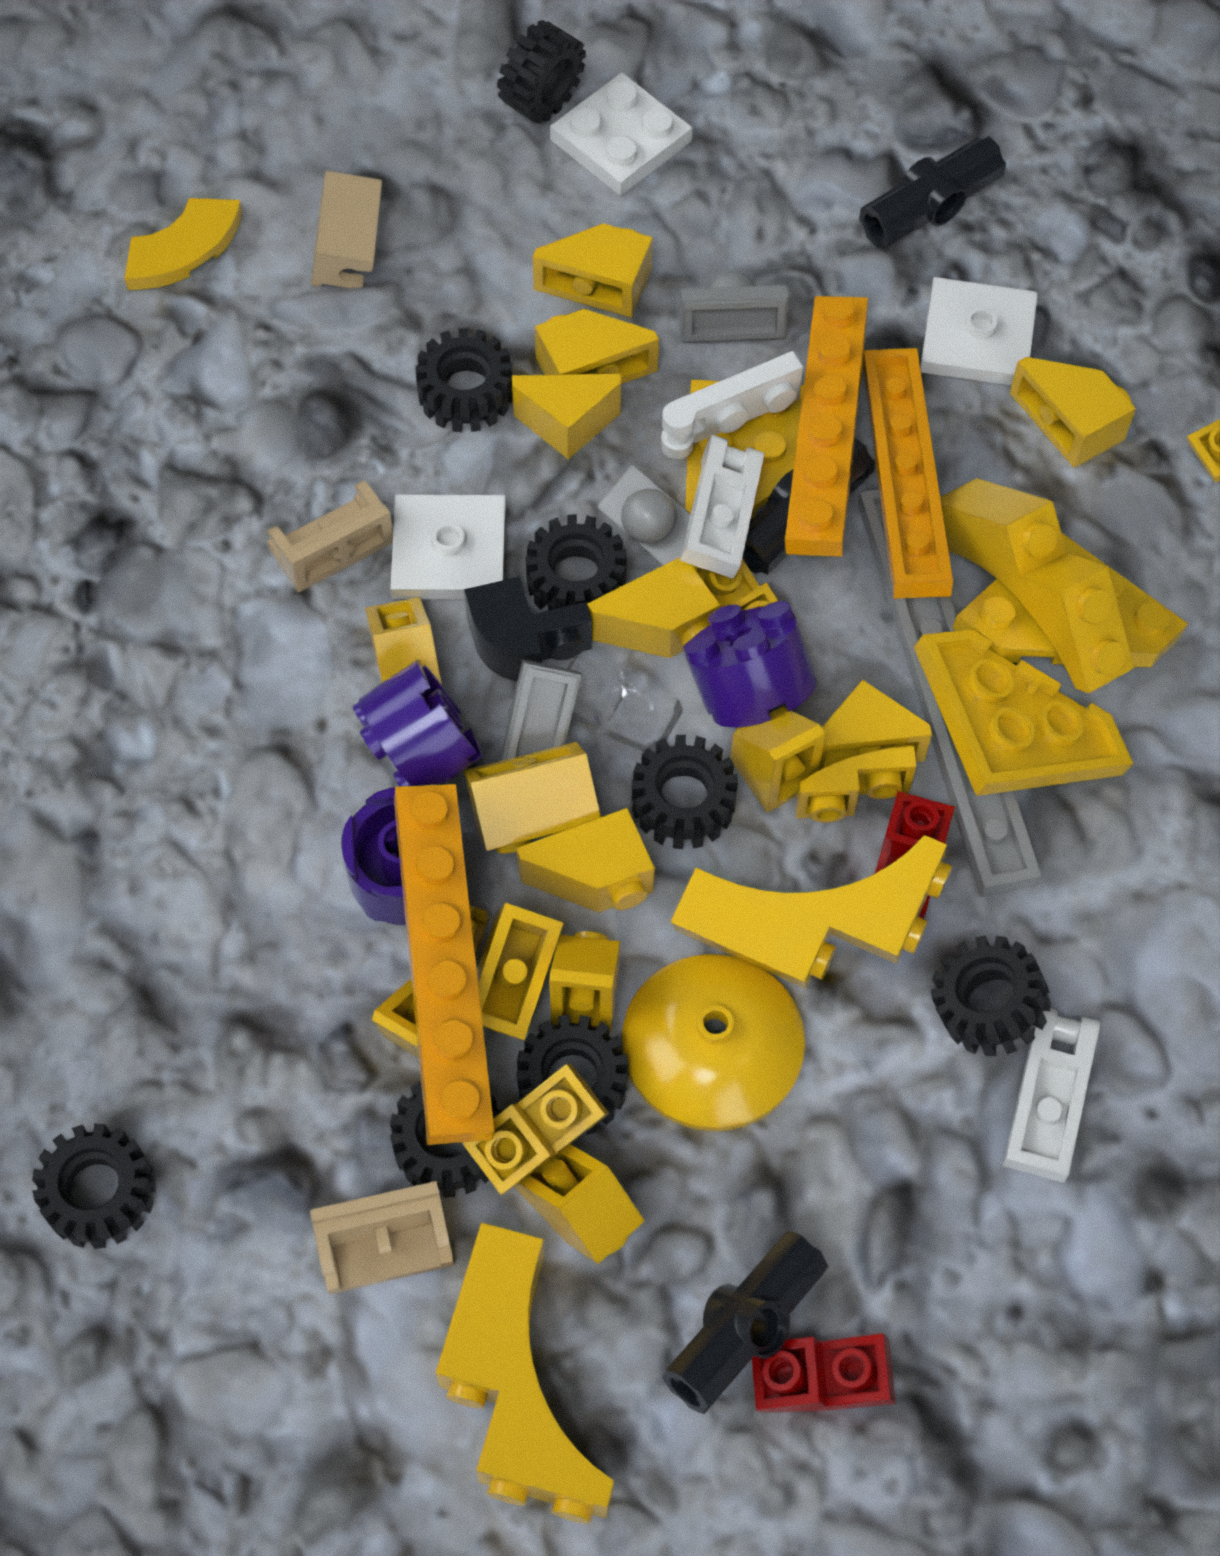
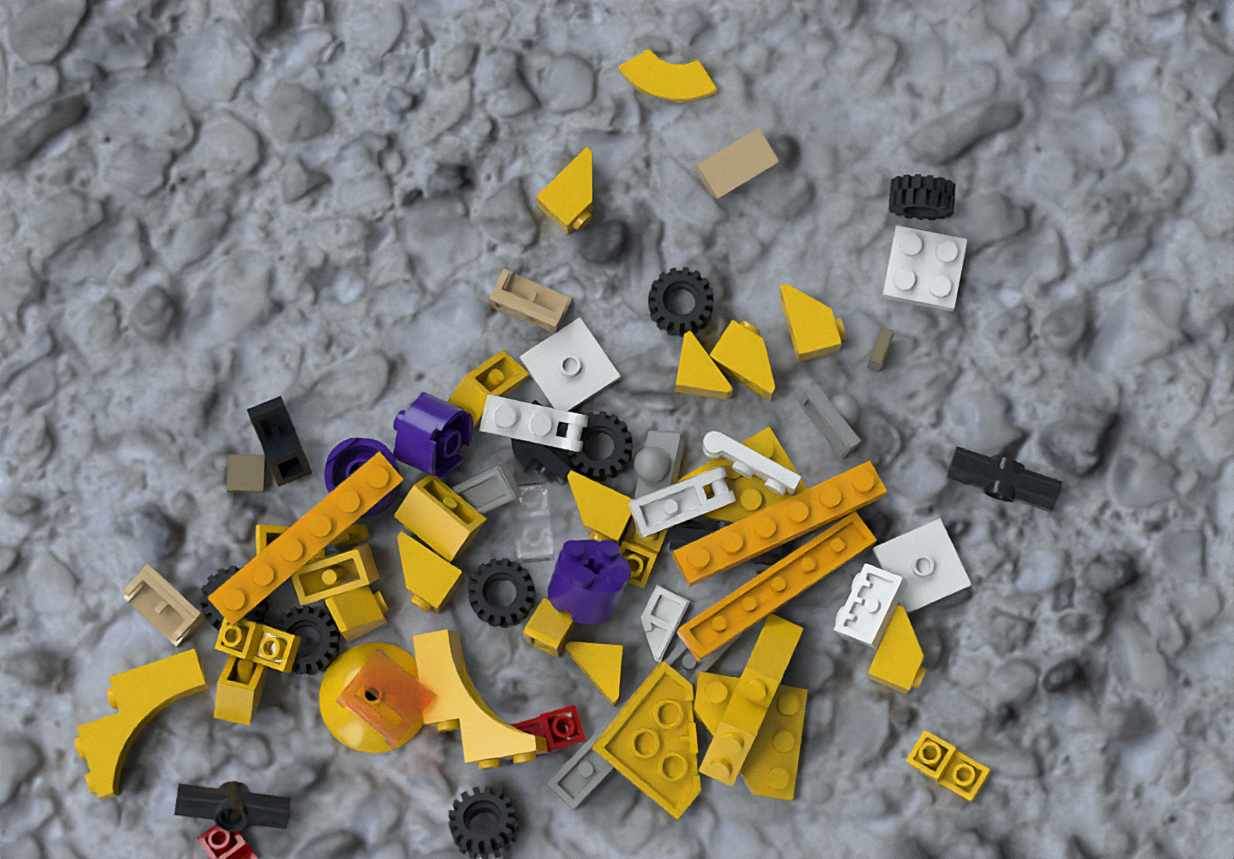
camera: 60 degrees right, 15 degrees up
(74, 1155) = (87, 432): black tyre -> none
(237, 412) = (570, 194): none -> yellow slope
(274, 936) = (279, 441): none -> black brick
(281, 1012) = (246, 473): none -> dark tan tile
(495, 600) = (532, 423): none -> white plate
(685, 218) = (880, 349): none -> dark tan tile
(732, 982) = (392, 687): none -> clear orange plate
(835, 789) = (556, 673): yellow slope -> none
(851, 636) = (662, 619): none -> white tile
(999, 391) = (869, 606): none -> white bracket

